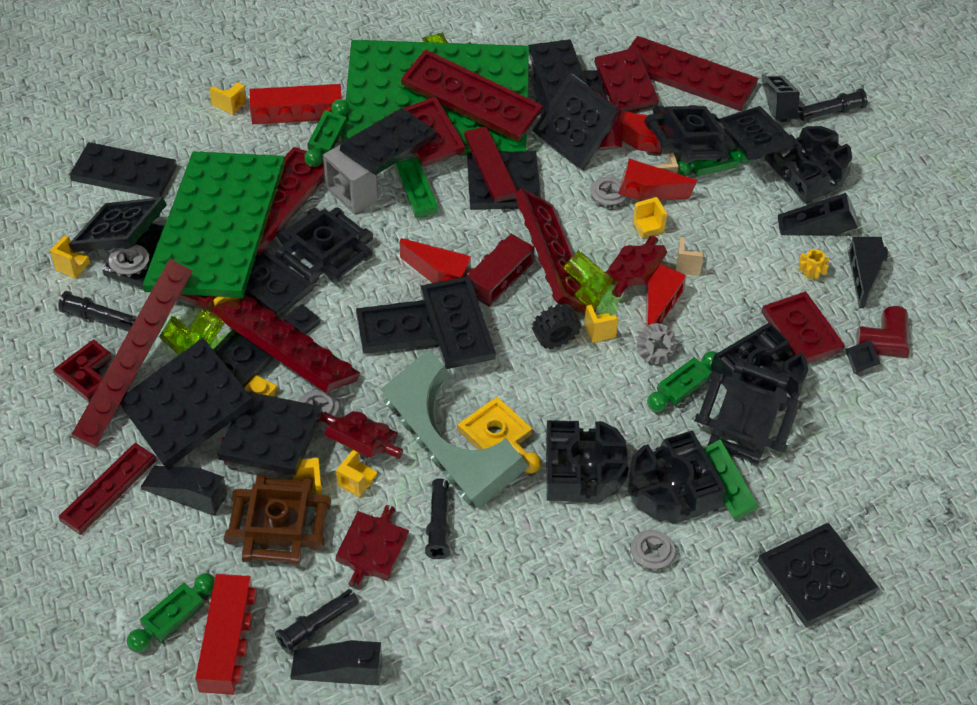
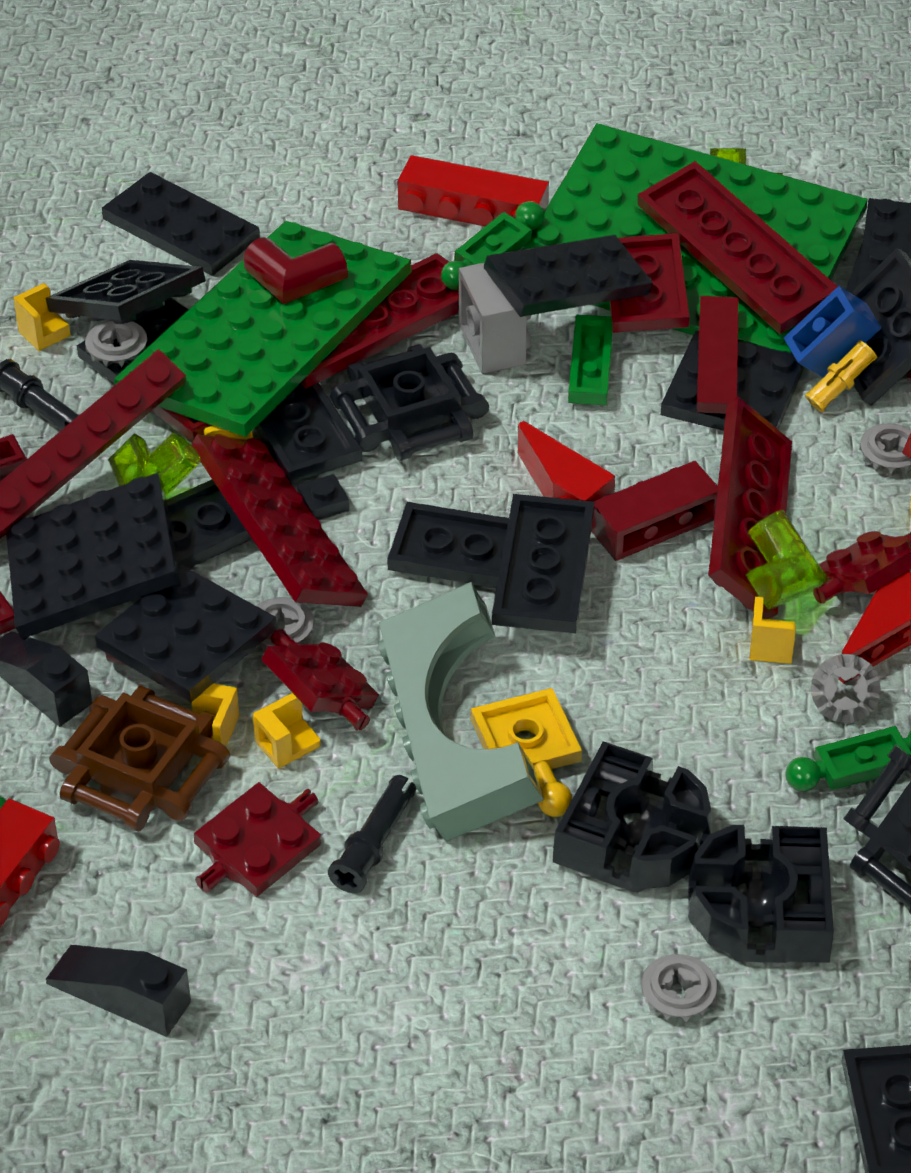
camera: 25 degrees right, 5 degrees down
(219, 188) = (294, 277): none -> dark red brick
(229, 100) = (379, 166): yellow panel -> none
(261, 386) = (215, 570): yellow plate -> none
(306, 626) = (101, 916): black pin -> none
(550, 133) = (831, 331): none -> blue brick
(556, 326) = (695, 597): black tyre -> none
(557, 170) = (840, 376): none -> yellow pin
(738, 495) = (856, 935): green plate -> none

